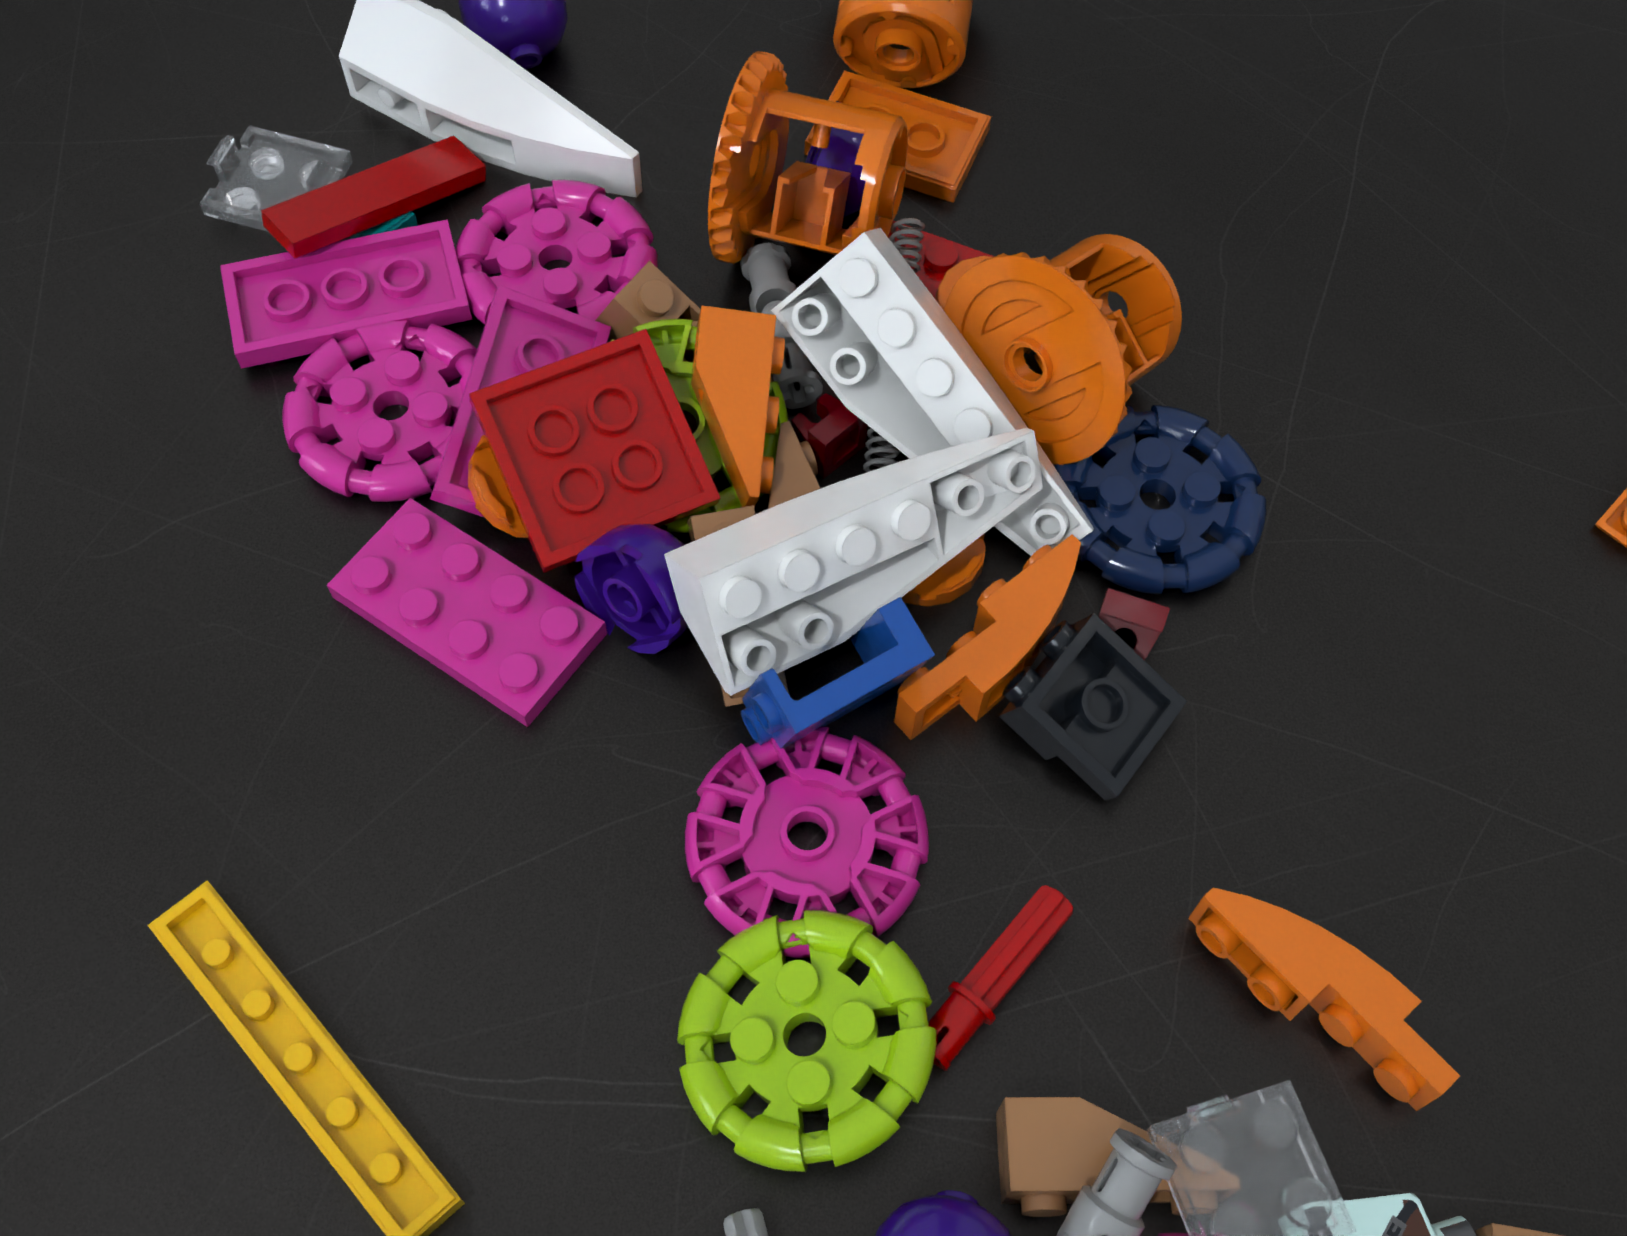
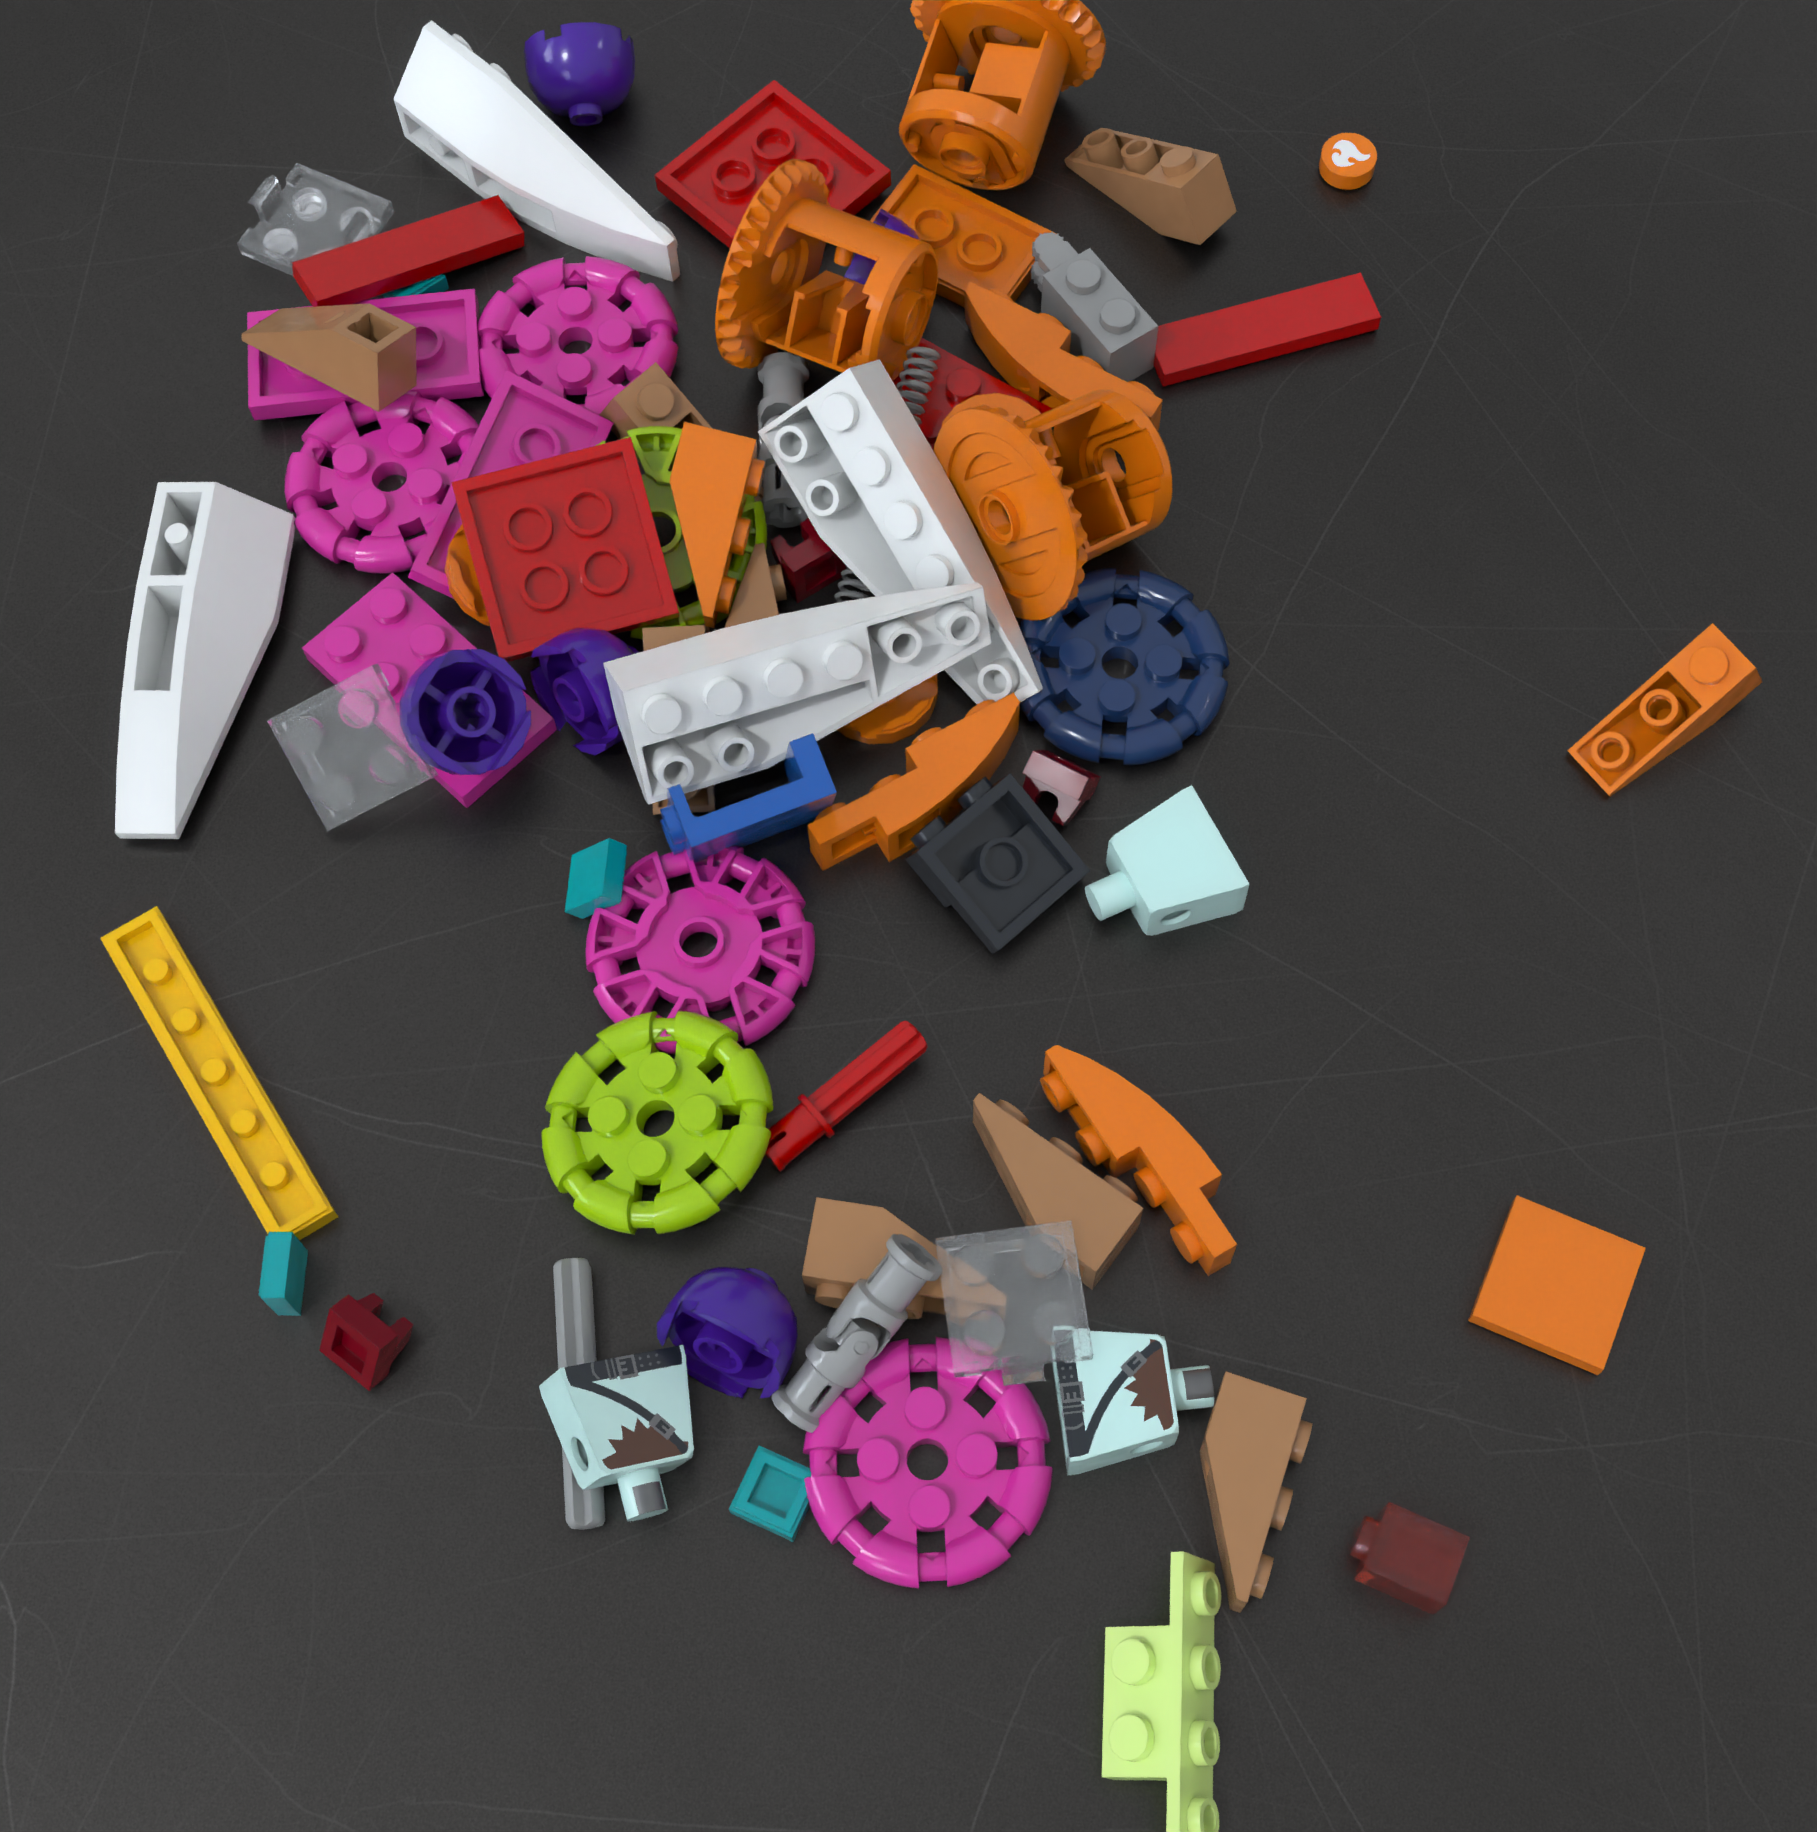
camera: 15 degrees right, 5 degrees up
(210, 600) = (194, 643): none -> white wedge
(329, 282) = (344, 347): none -> medium nougat slope
(402, 678) = (350, 747): none -> clear piece
(521, 625) = (465, 712): none -> dark purple cylinder
(683, 781) = (596, 878): none -> teal tile
(687, 83) = (731, 162): none -> red plate
(996, 214) = (1035, 354): none -> orange slope
(1046, 178) = (1095, 307): none -> light grey hinge
(1078, 64) = (1161, 183): none -> medium nougat slope
(1198, 180) = (1264, 329): none -> red tile
(1233, 31) = (1347, 161): none -> orange tile
(1240, 1041) = (1055, 1187): none -> medium nougat slope
(1267, 689) = (1170, 869): none -> light aqua torso

